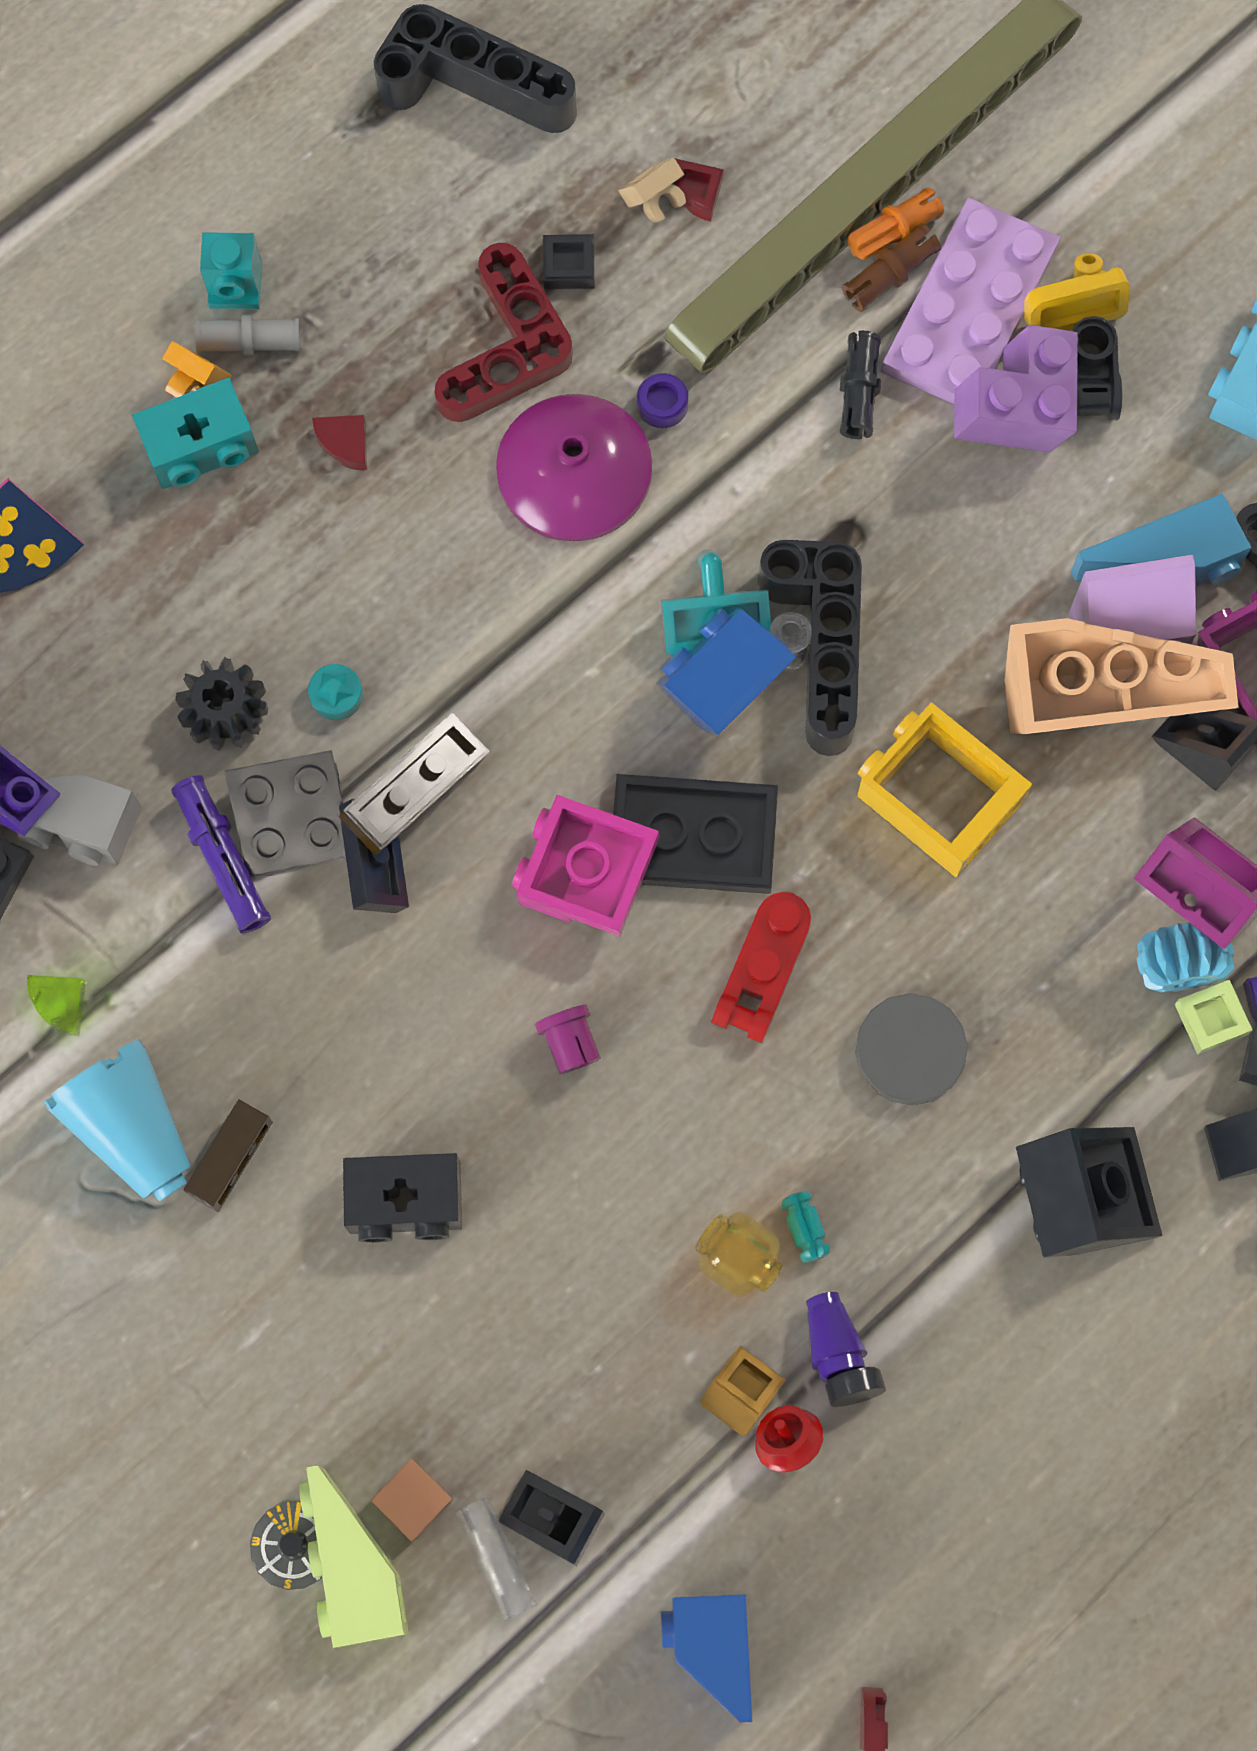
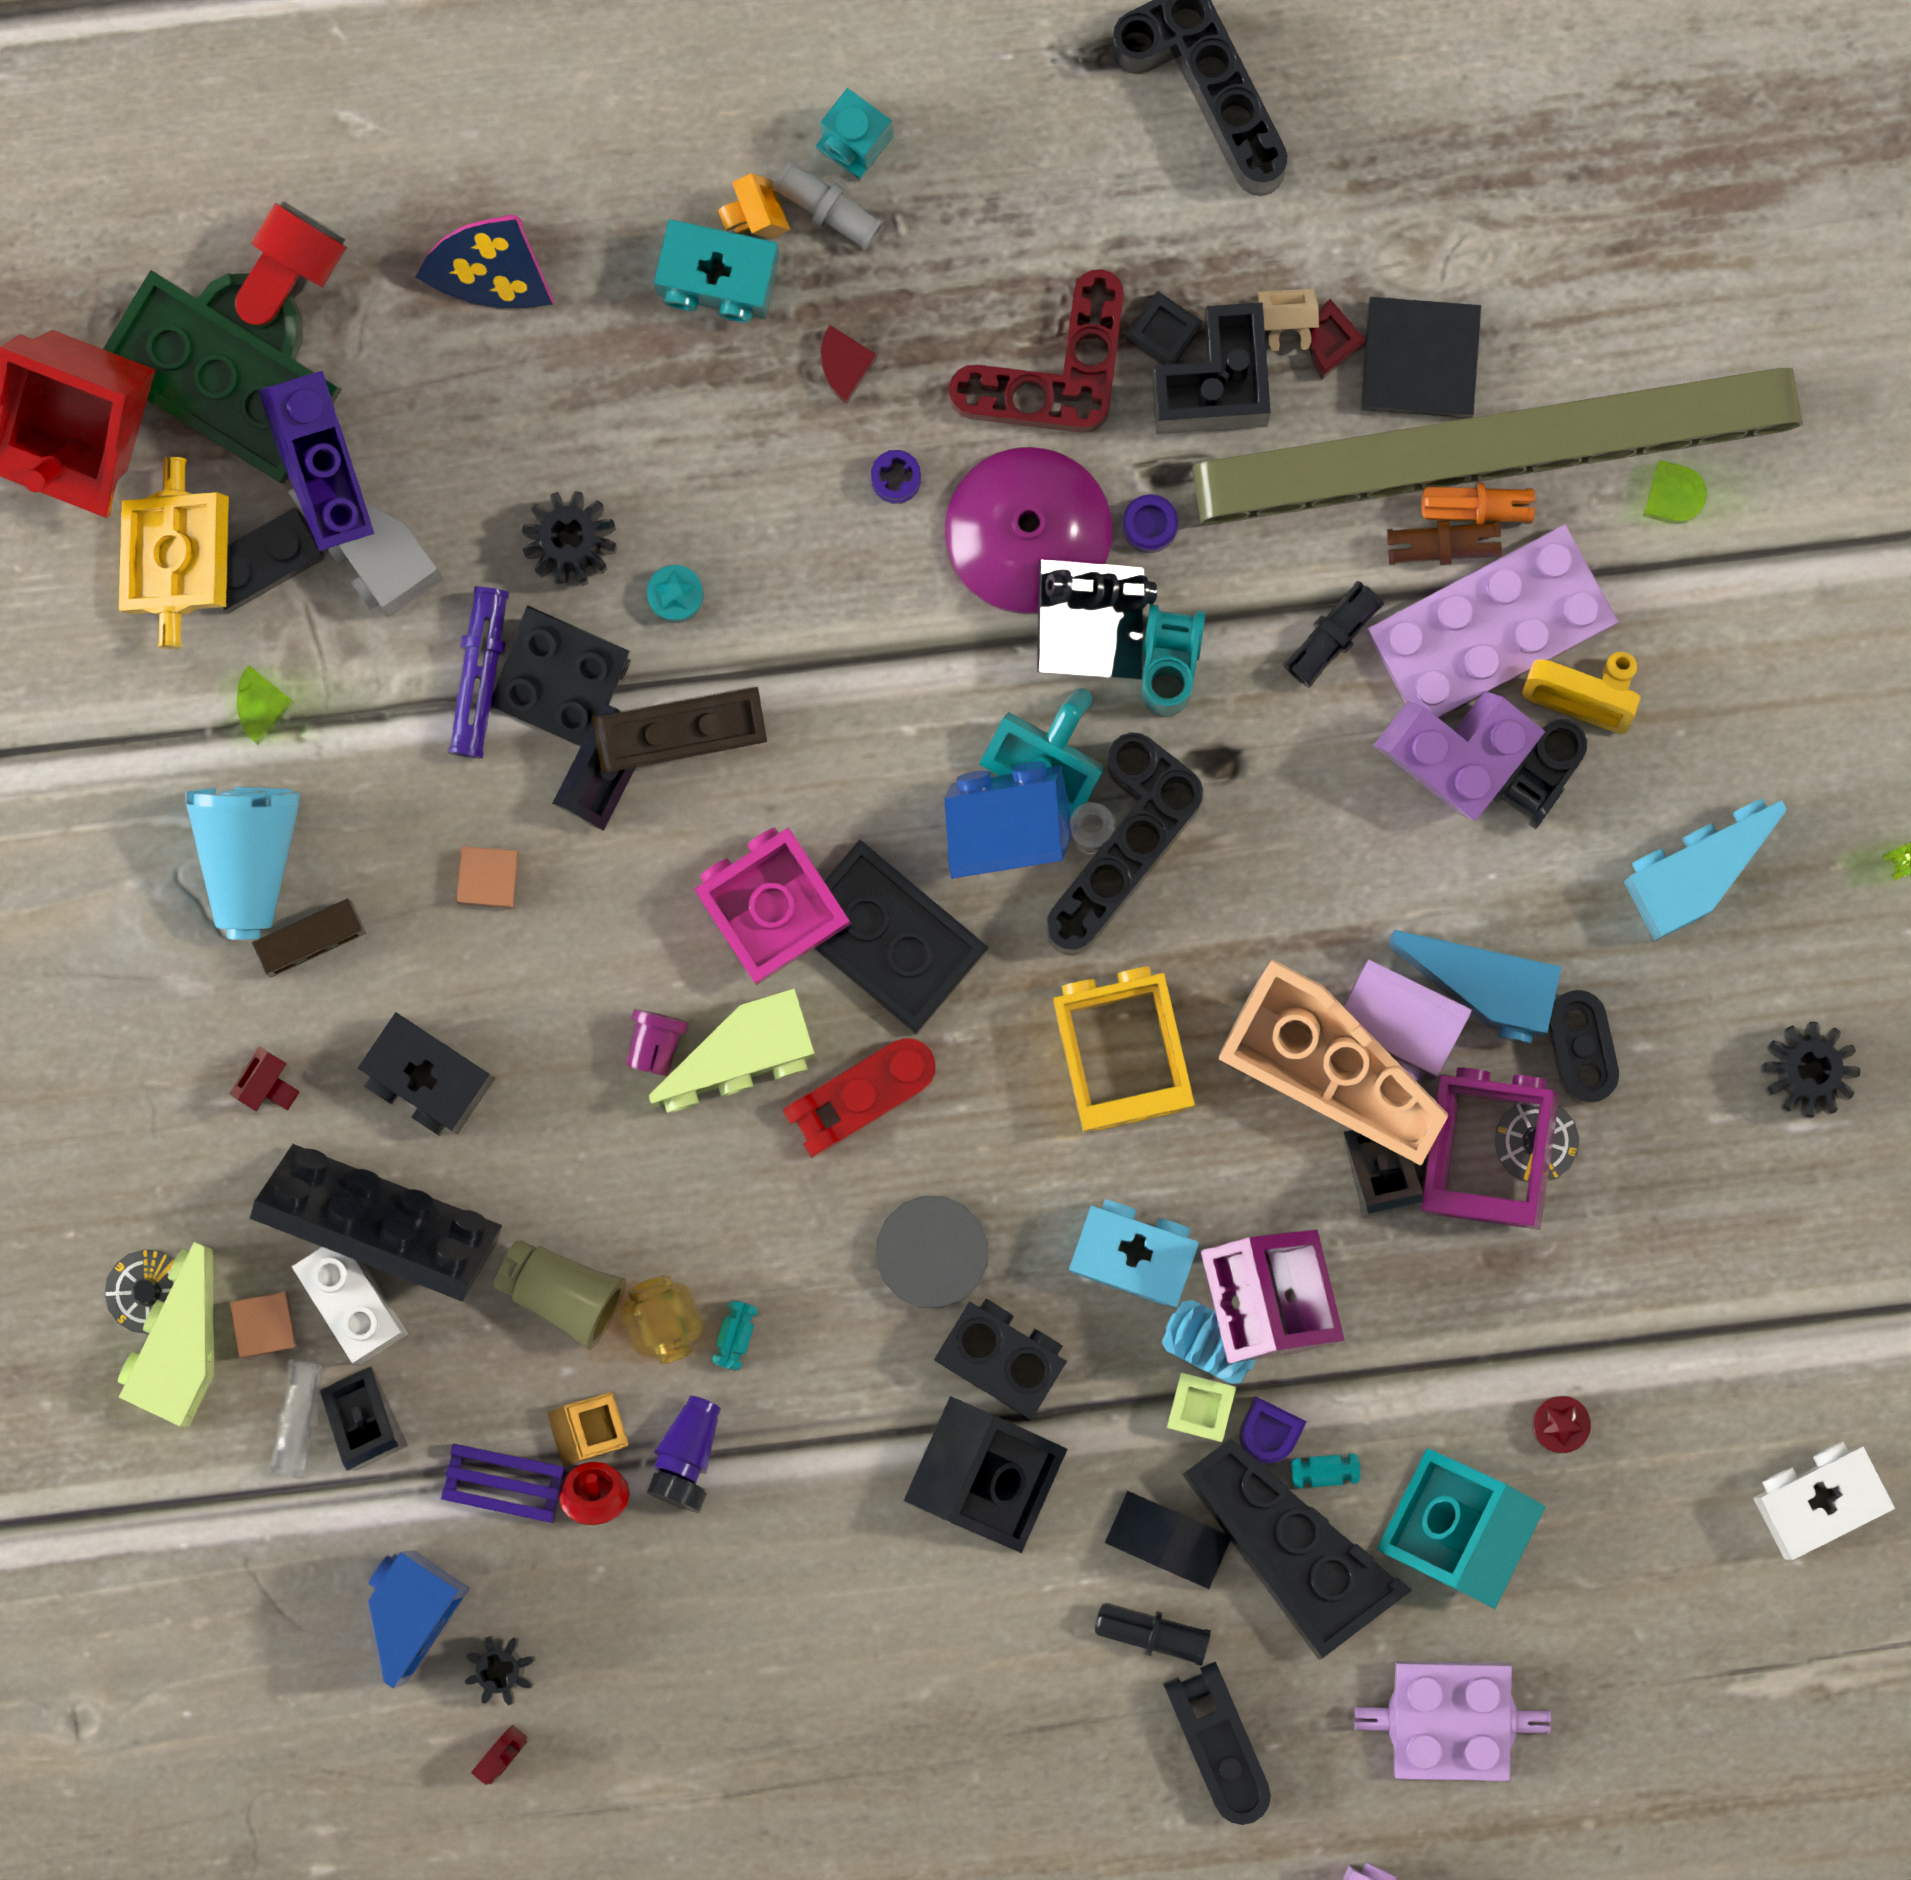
camera: 40 degrees right, 10 degrees up
(271, 1297) = (261, 1081): none -> dark red tile
(341, 1007) = (487, 877): none -> nougat tile
(447, 1340) = (376, 1221): none -> black plate
(449, 477) = (884, 463): none -> dark purple bush
(471, 1423) = (350, 1303): none -> white brick
(639, 1290) = (561, 1291): none -> olive plant
(645, 257) = (1226, 389): none -> black brick
(649, 983) = (749, 1043): none -> yellowish green slope
(673, 489) = (1091, 619): none -> hinge
(750, 473) = (1171, 649): none -> teal piece
(751, 1465) = (456, 1473): none -> dark purple tile
(771, 156) = (1421, 357): none -> black tile
(837, 1642) = (494, 1685): none -> black gear
(1028, 129) = (1675, 494): none -> clear neon green tile
(1035, 1105) = (993, 1372): none -> black brick
(1050, 958) = (1156, 1280): none -> medium azure brick

